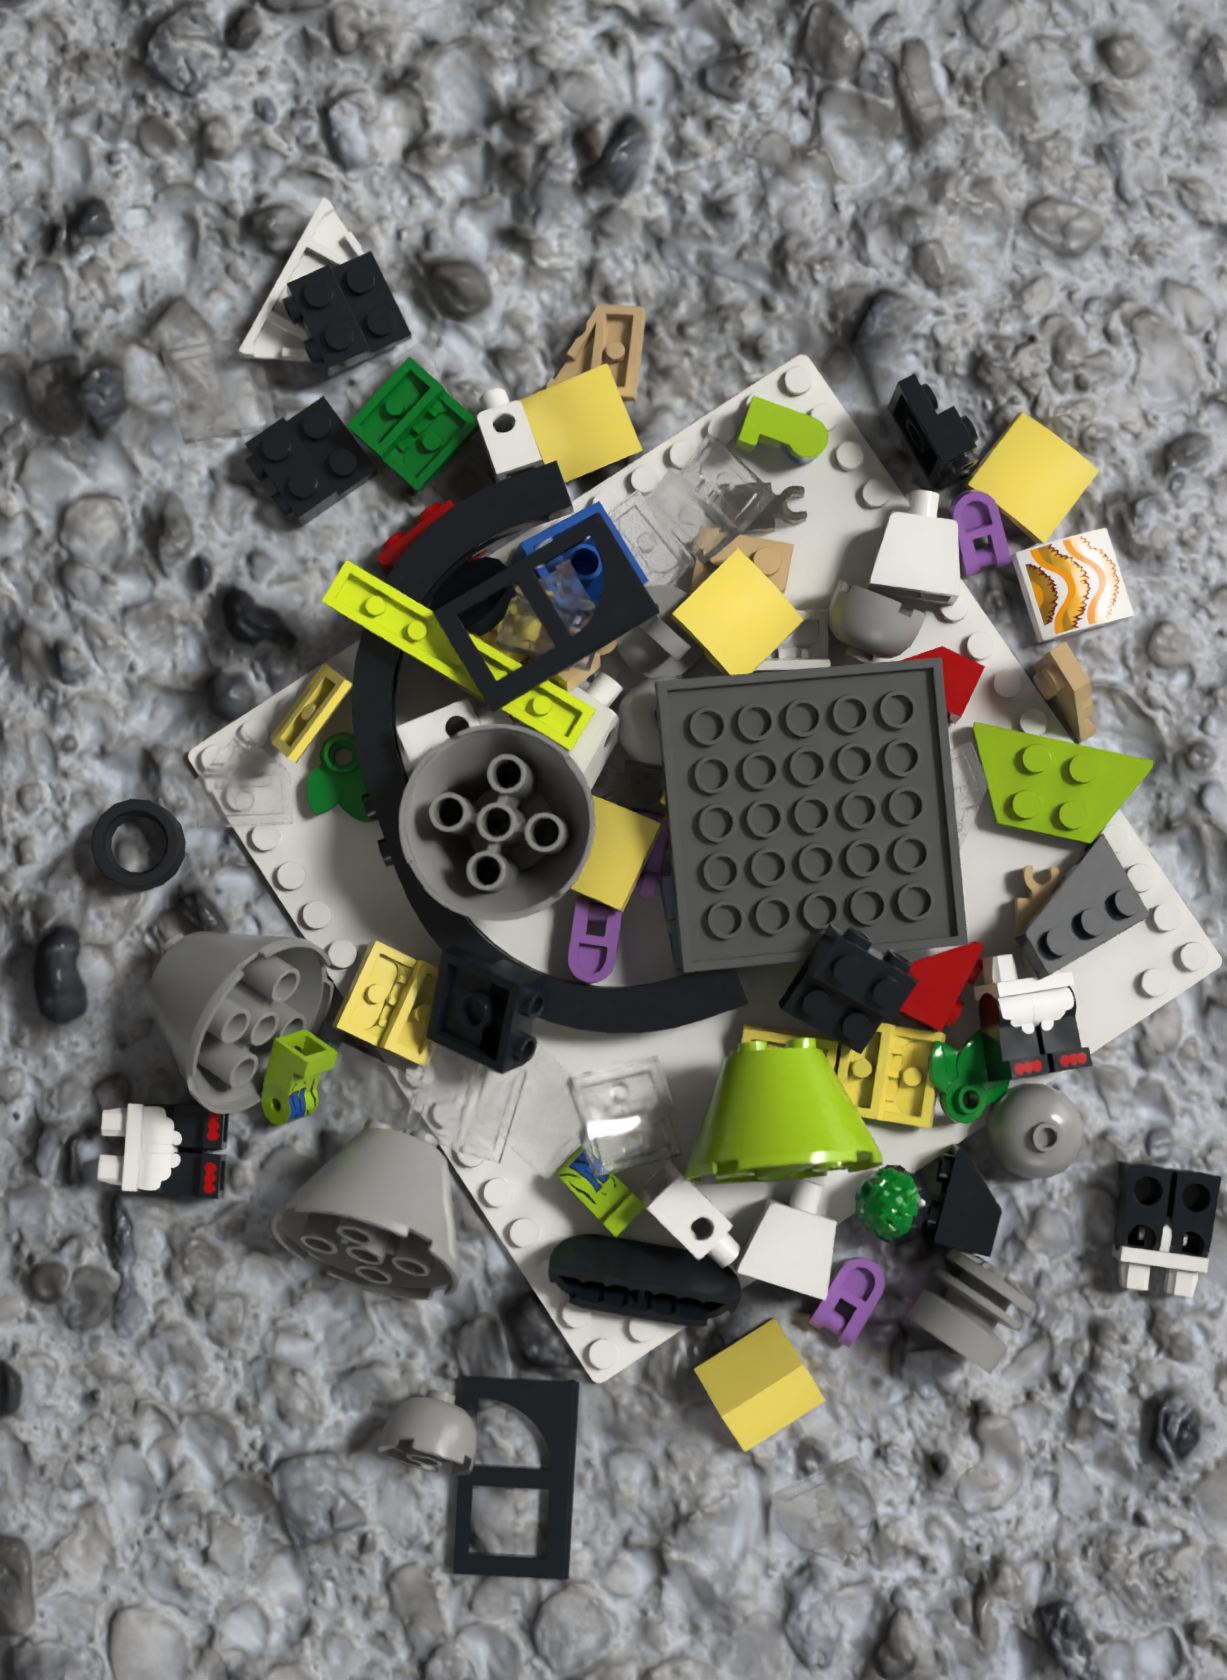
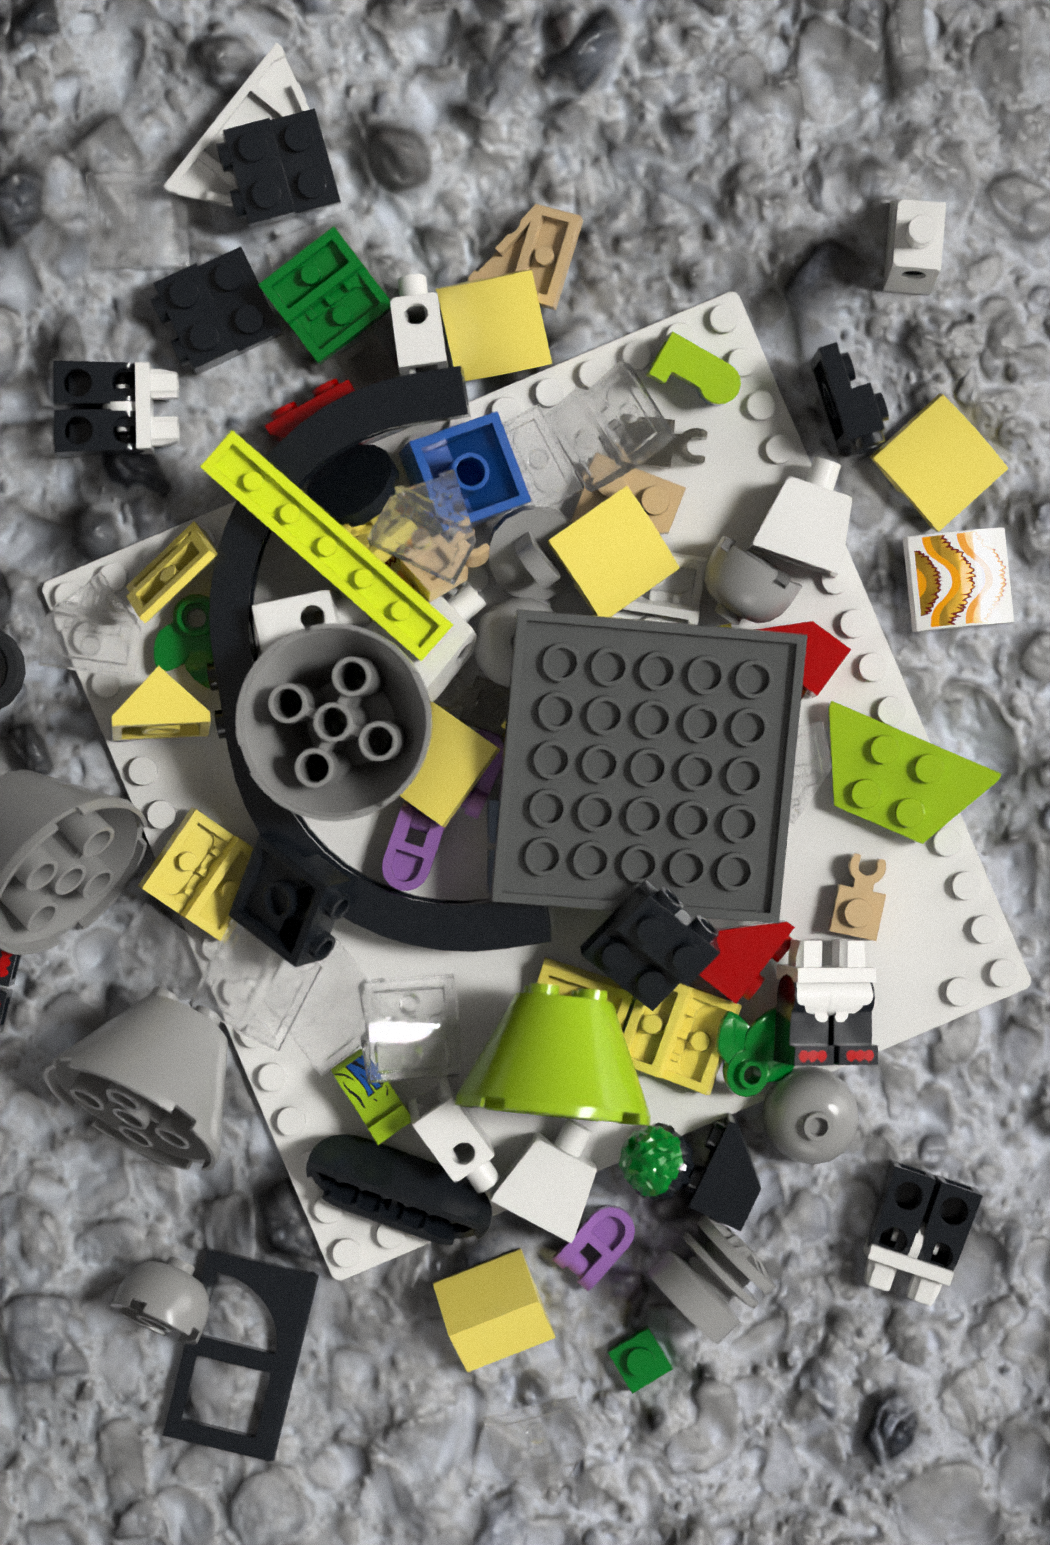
camera: 10 degrees right, 5 degrees up
(224, 570) = (127, 412): none -> black hips
(294, 1076) = (92, 928): lime leg -> none
(325, 850) = (160, 711): none -> light yellow slope
(621, 609) = (495, 531): black window -> none
(913, 1406) = (640, 1359): none -> green plate
(965, 271) = (914, 245): none -> white torso
(978, 517) = (873, 494): medium lavender plate -> none
(1065, 682) = (926, 675): tan wing -> none
(1083, 912) = (899, 912): wing -> none

